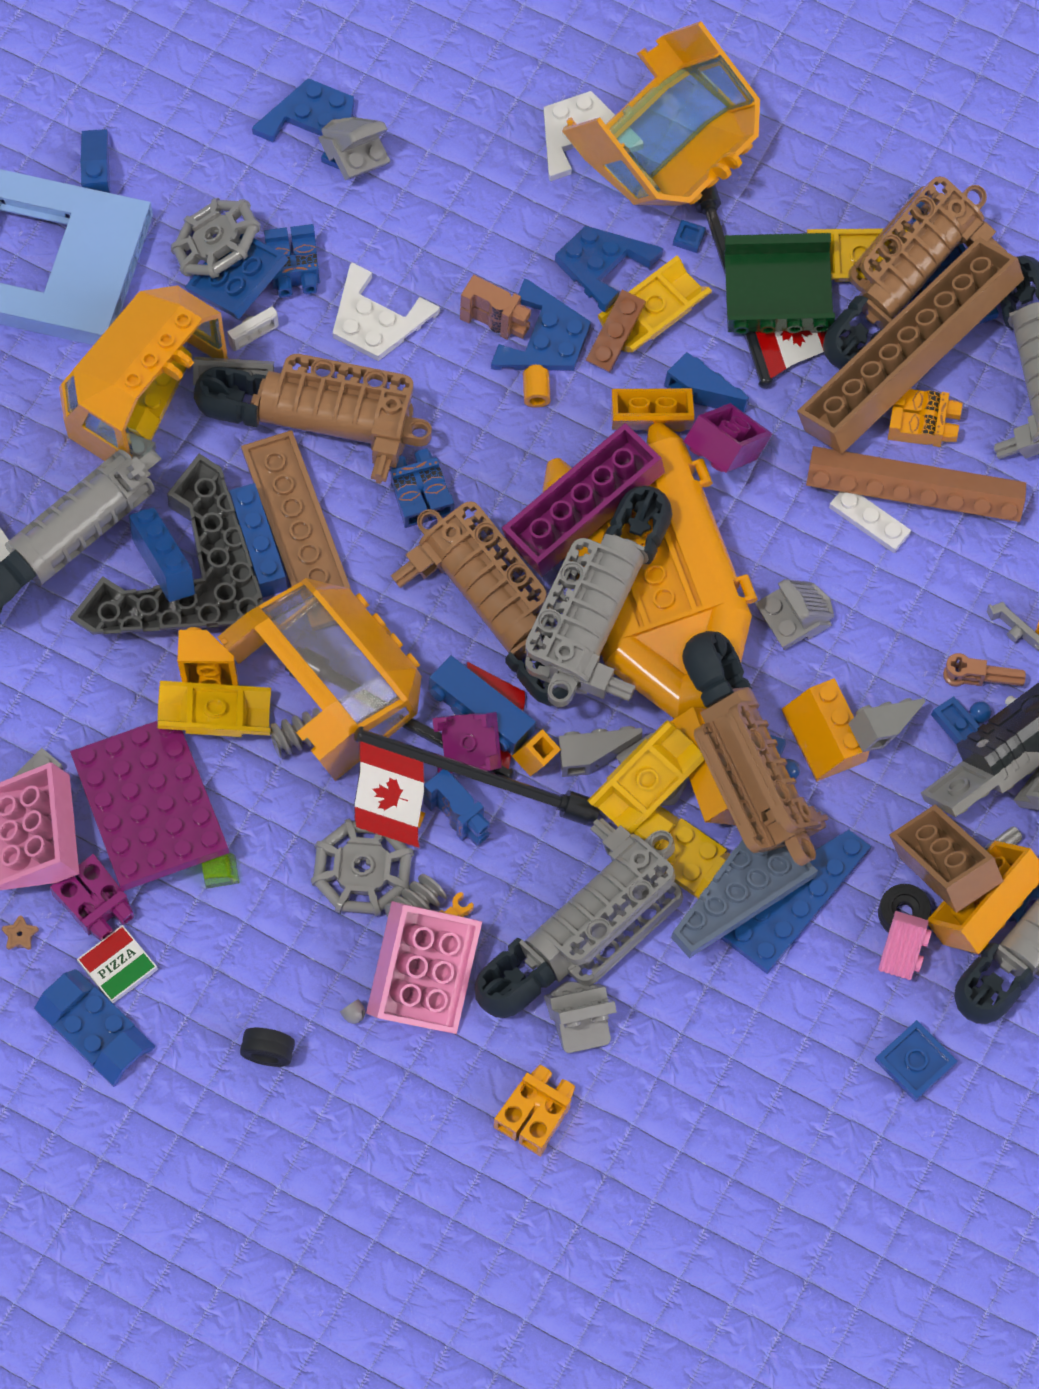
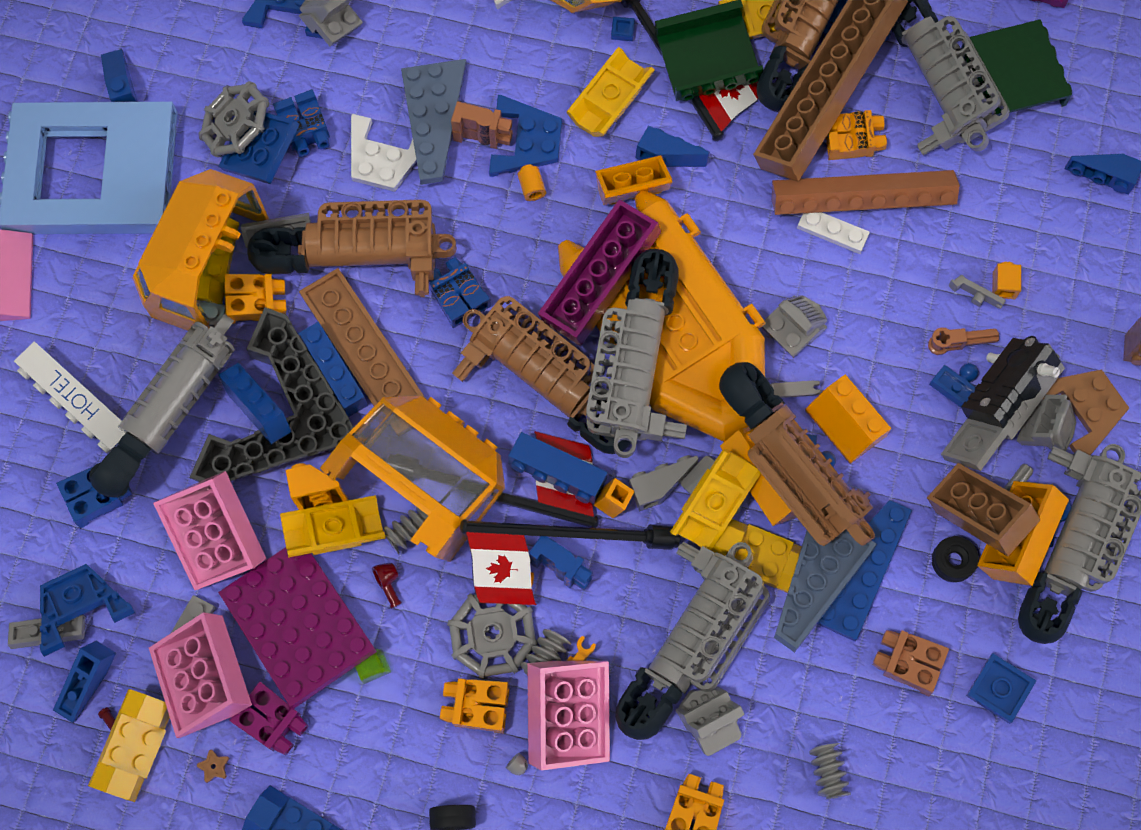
camera: 10 degrees left, 5 degrees up
(78, 681) = (210, 531): none -> bright pink slope
(117, 964) = (304, 772): tile -> none
(185, 435) = (250, 293): none -> light orange hips
(253, 328) = (284, 188): white plate -> none
(258, 777) = (385, 575): none -> dark red bar
(325, 937) = (468, 706): none -> light orange hips
(444, 267) = (431, 101): none -> sand blue wing
(471, 739) = (556, 502): magenta panel -> none
(595, 254) = (550, 61): blue wing -> none
(616, 331) = (585, 121): dark orange plate -> none
(694, 1099) = (829, 771): none -> light grey piece
(727, 438) = (702, 190): magenta brick -> none
(774, 683) = (796, 389): none -> light grey piece
(823, 1006) = (912, 660): none -> nougat hips
(879, 725) = (898, 403): light grey slope -> none
(904, 945) = (966, 591): bright pink brick -> none

